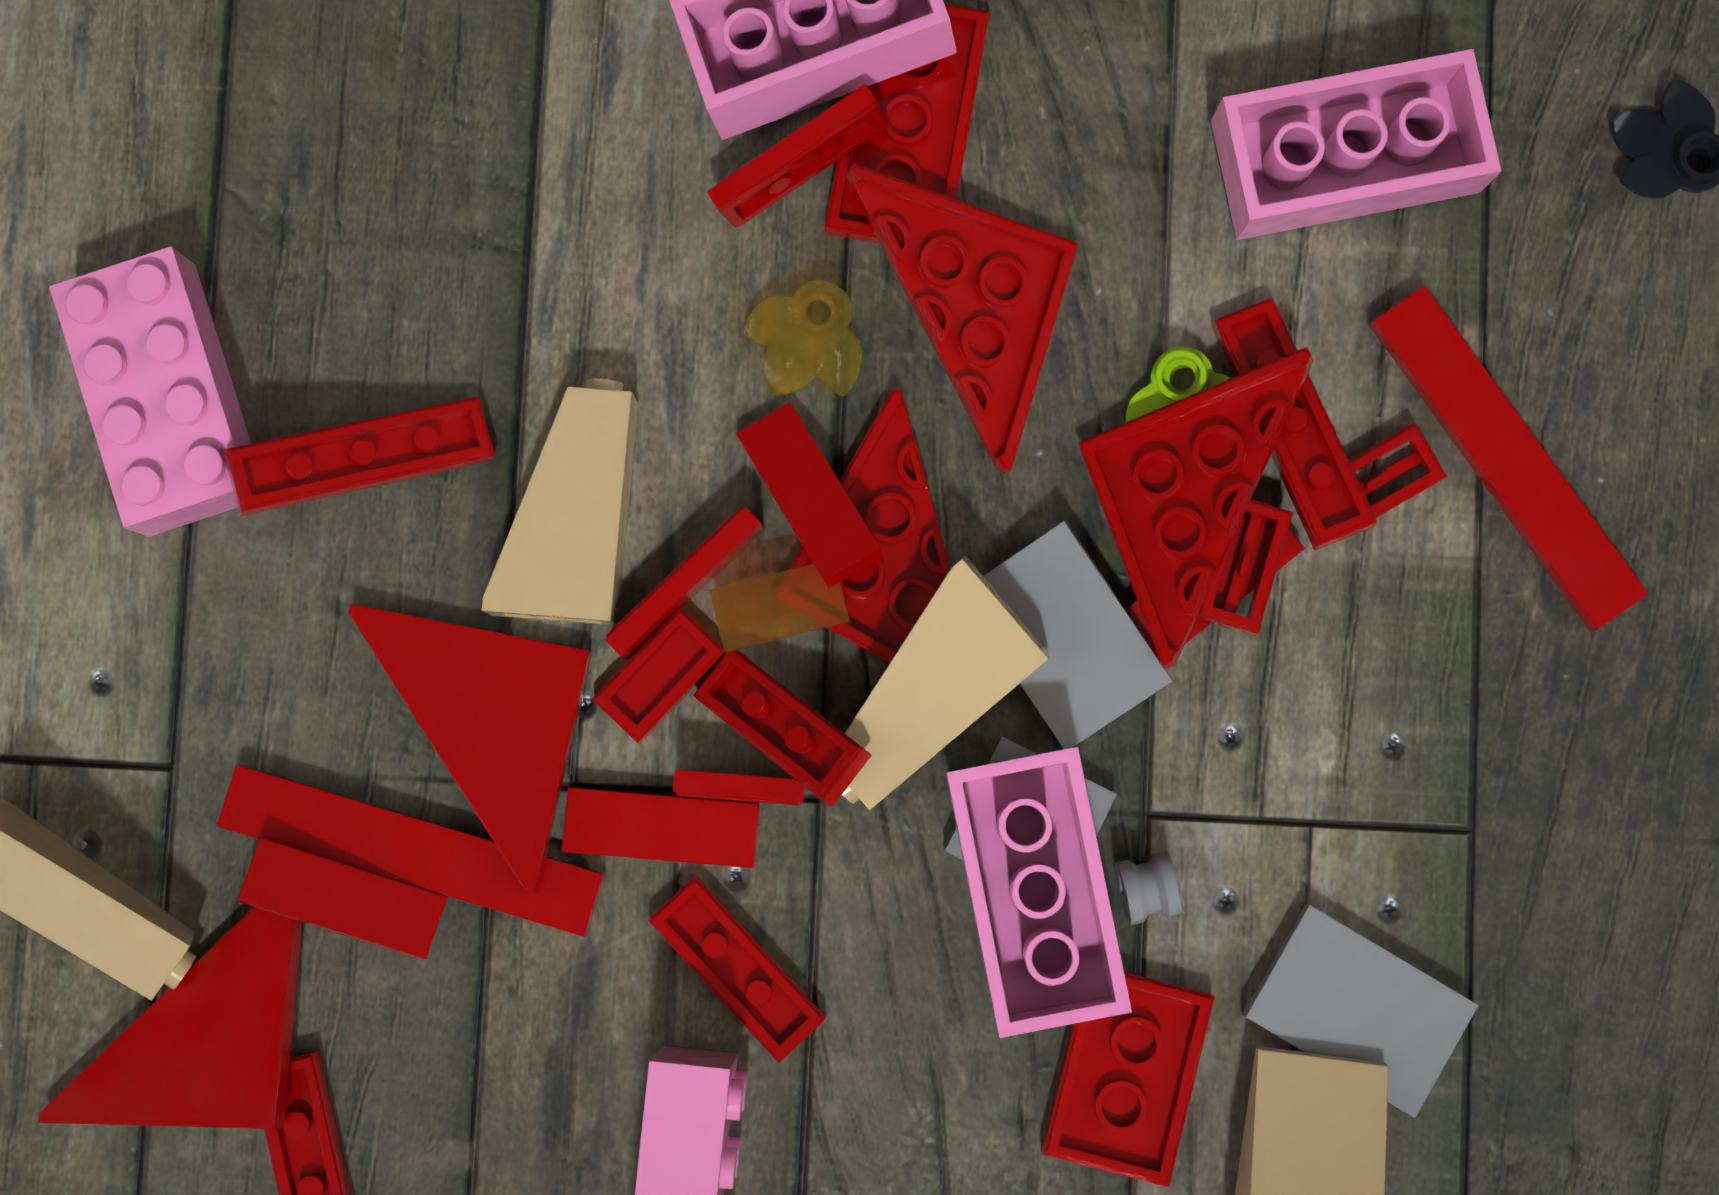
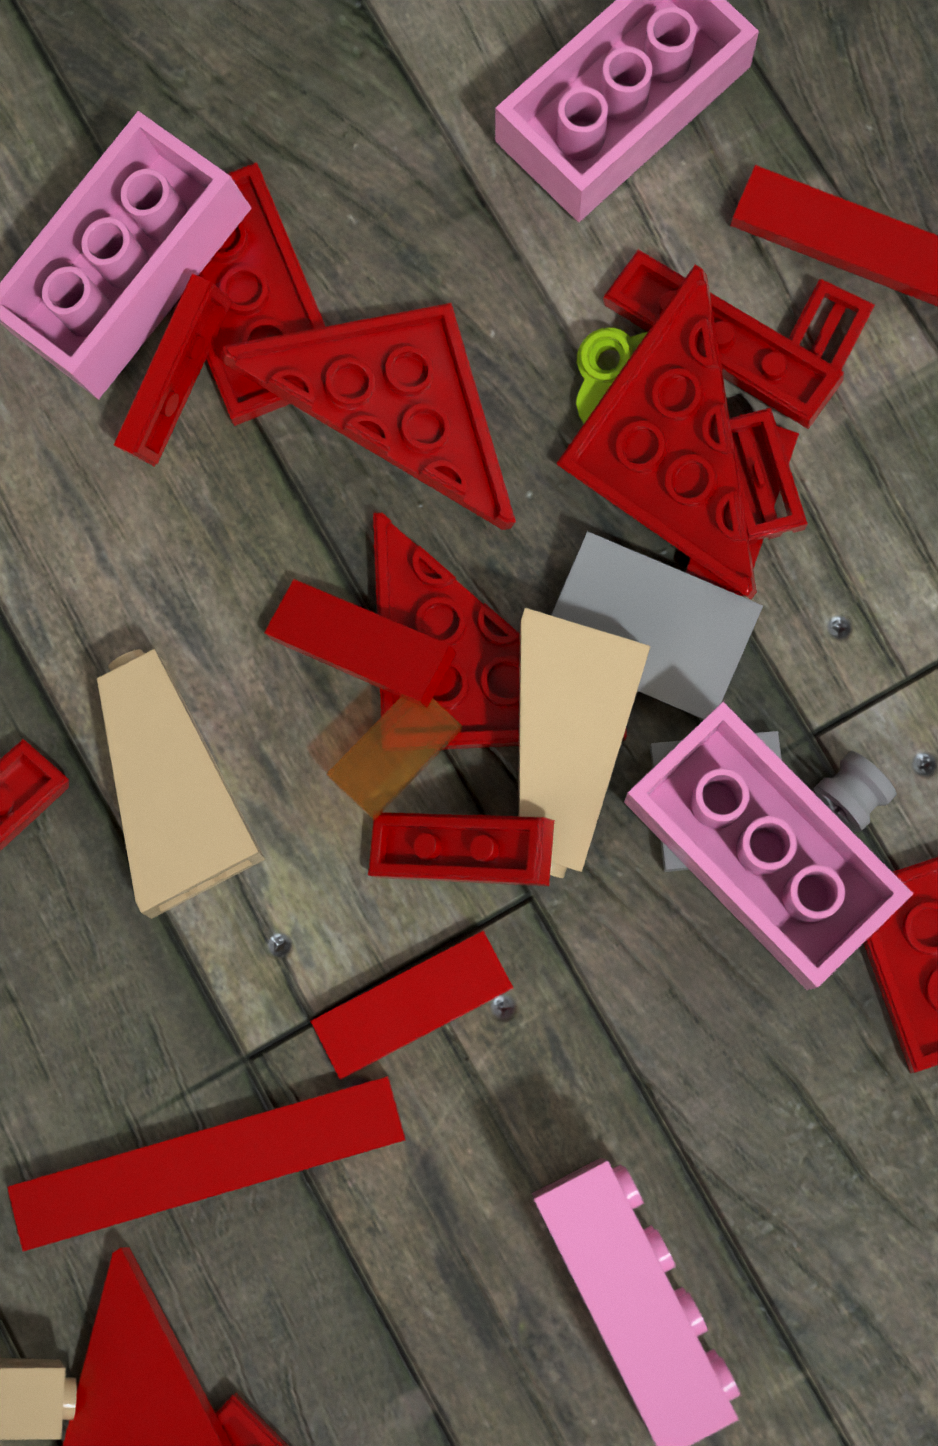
camera: 30 degrees left, 5 degrees down
(342, 899) = (174, 1242): red tile -> none
(495, 715) = (208, 1000): red tile -> none
(659, 675) = (328, 877): red tile -> none
(684, 582) = (300, 783): red tile -> none
(737, 968) = (554, 1083): red tile -> none
(738, 787) = (458, 925): red tile -> none
(803, 349) = (274, 528): clear yellow plate -> none

